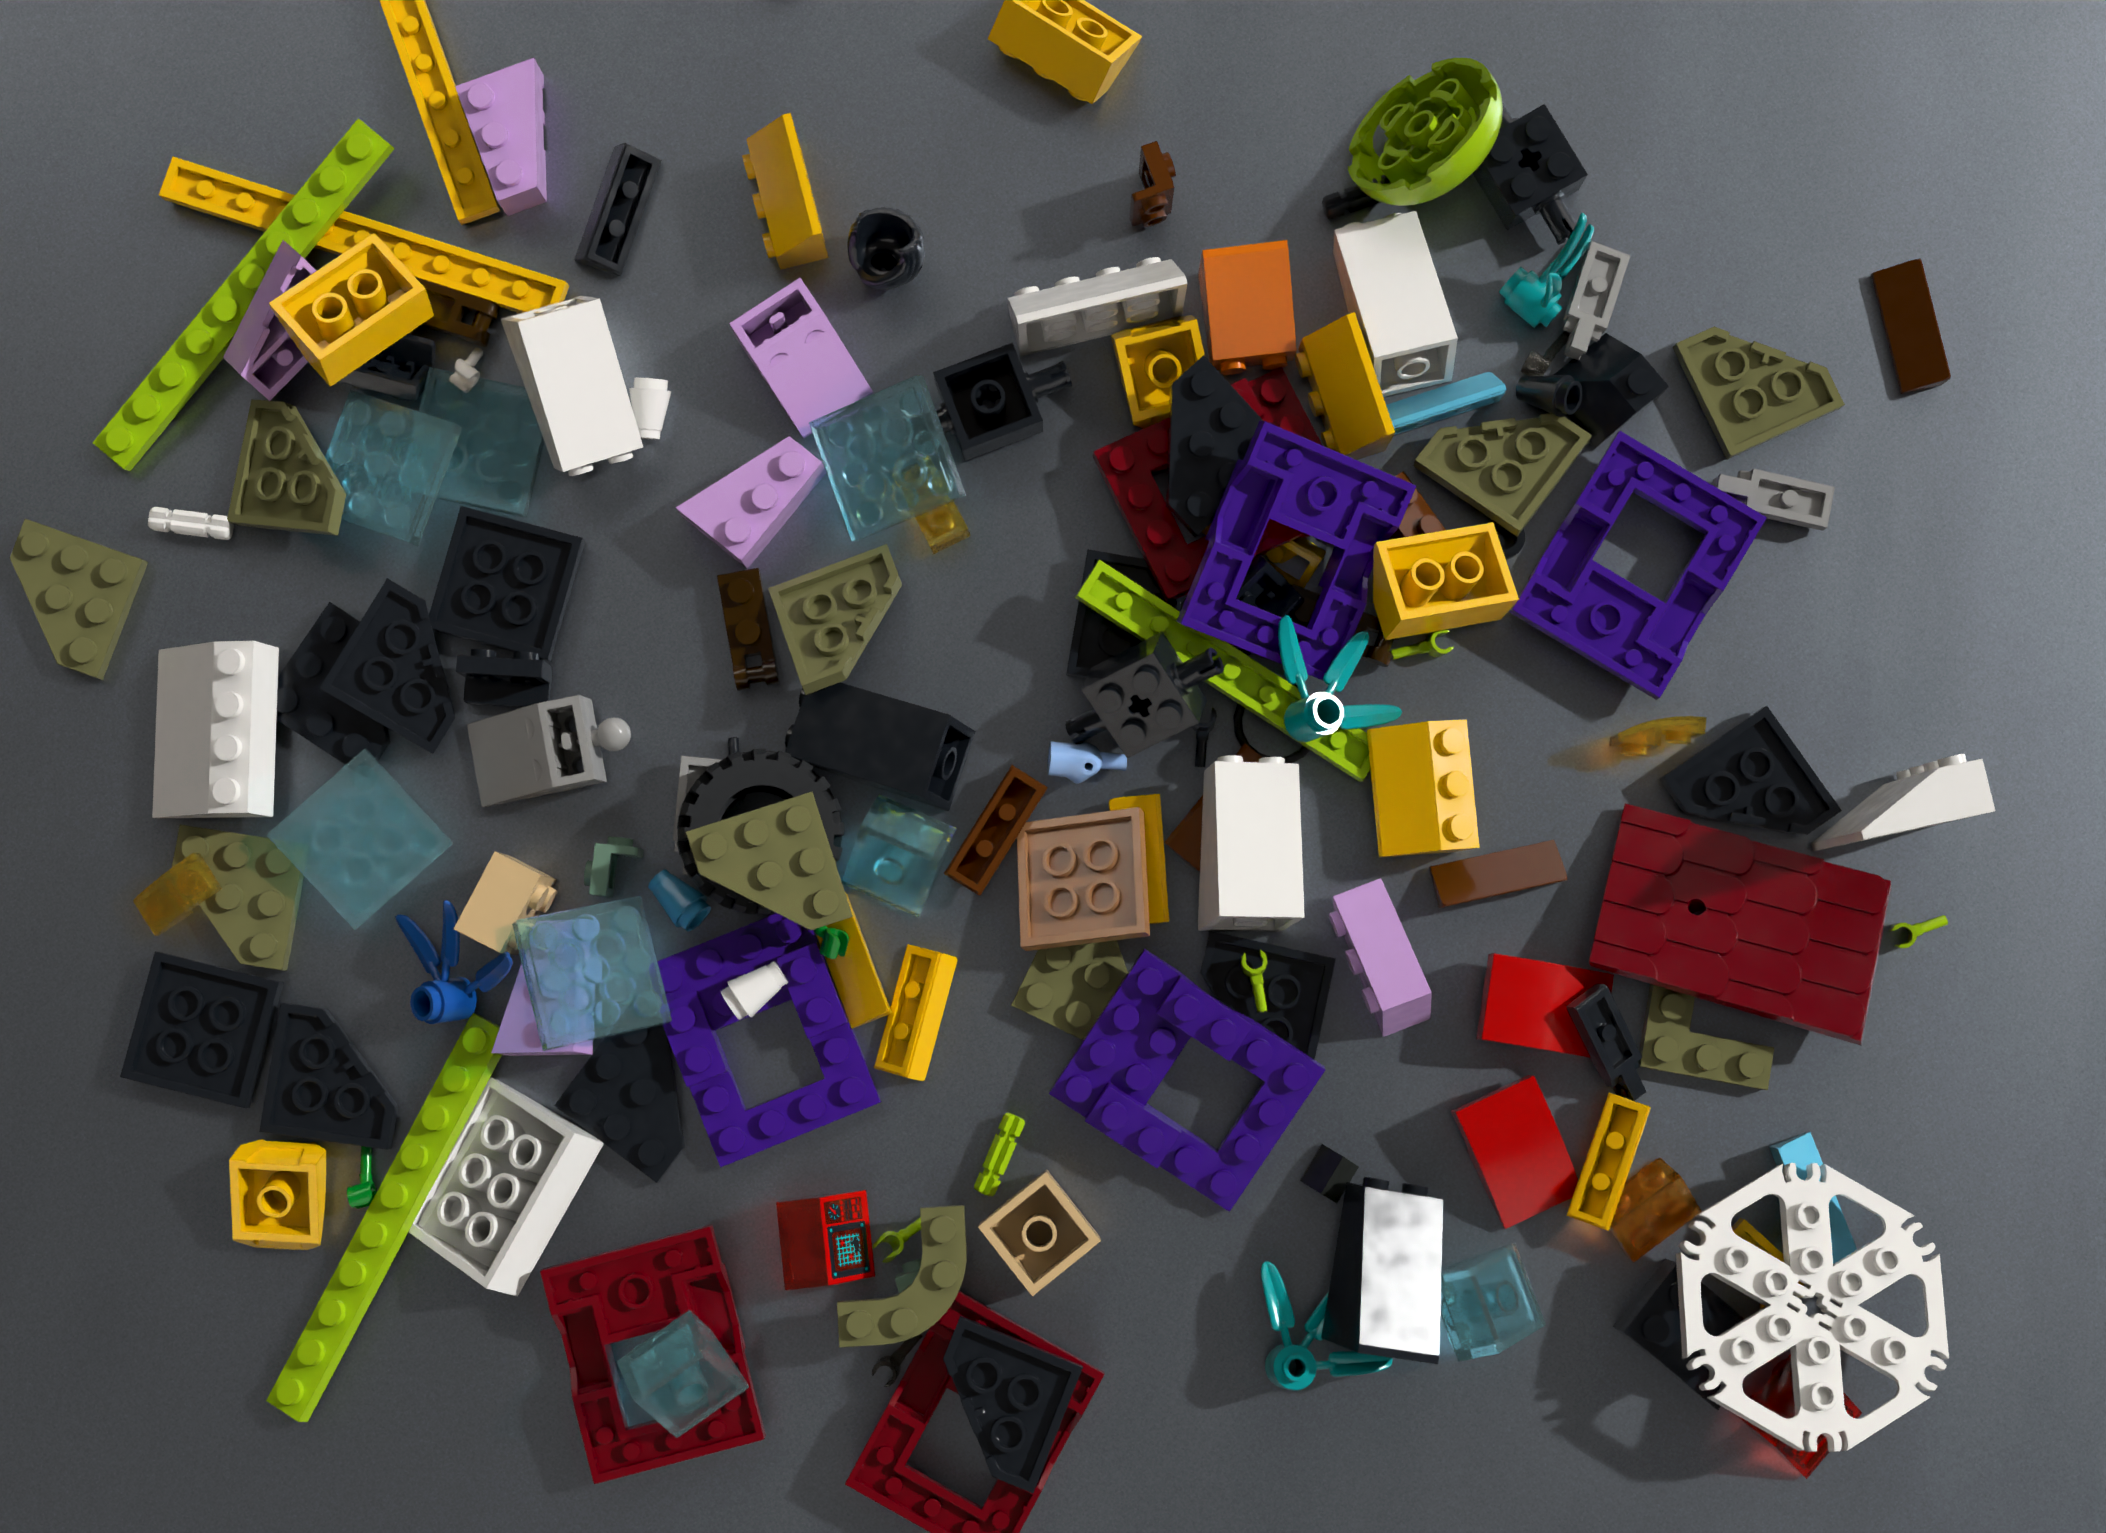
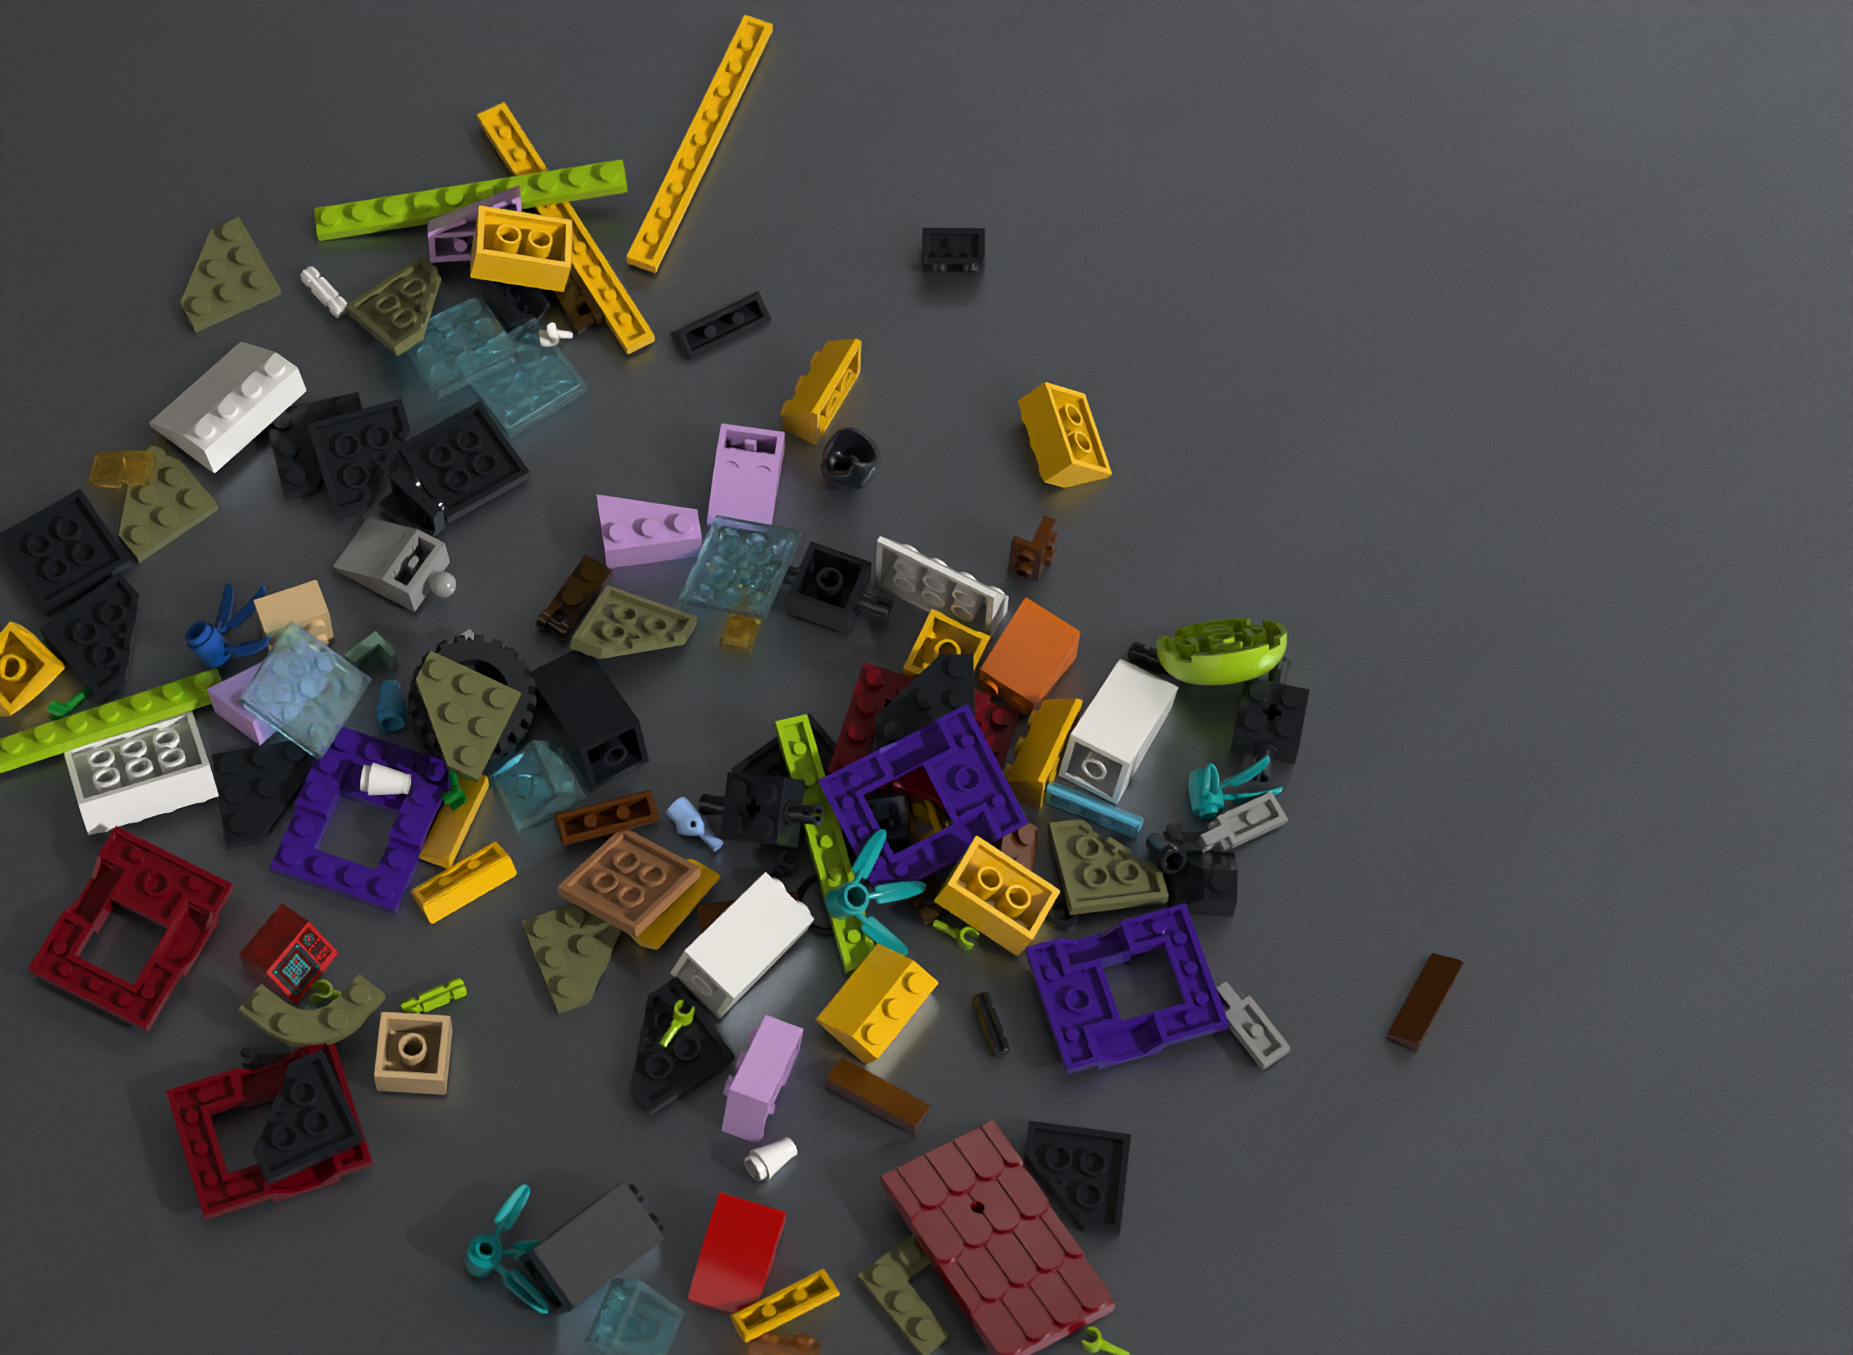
camera: 35 degrees right, 20 degrees down
(360, 839) = (249, 524): clear light blue plate -> none
(509, 132) = (698, 235): lavender wedge -> none
(574, 383) = (604, 387): white slope -> none
(649, 405) = (636, 436): white cone -> none
(681, 1374) = (137, 946): clear light blue slope -> none
(1136, 1046) = (567, 1001): dark purple piece -> none
(1329, 1173) = (613, 1172): pearl dark grey slope -> none
(1459, 1028) = (768, 1159): none -> white cone
(1528, 1002) = (833, 1189): red slope -> none
(1537, 710) = (990, 1024): none -> black axle
(1608, 1040) = (850, 1237): black hinge -> none
(1647, 735) = (1041, 1089): clear yellow slope -> none
(1753, 389) = (1294, 955): olive plate -> none
(1916, 800) = (1148, 1240): white slope -> none

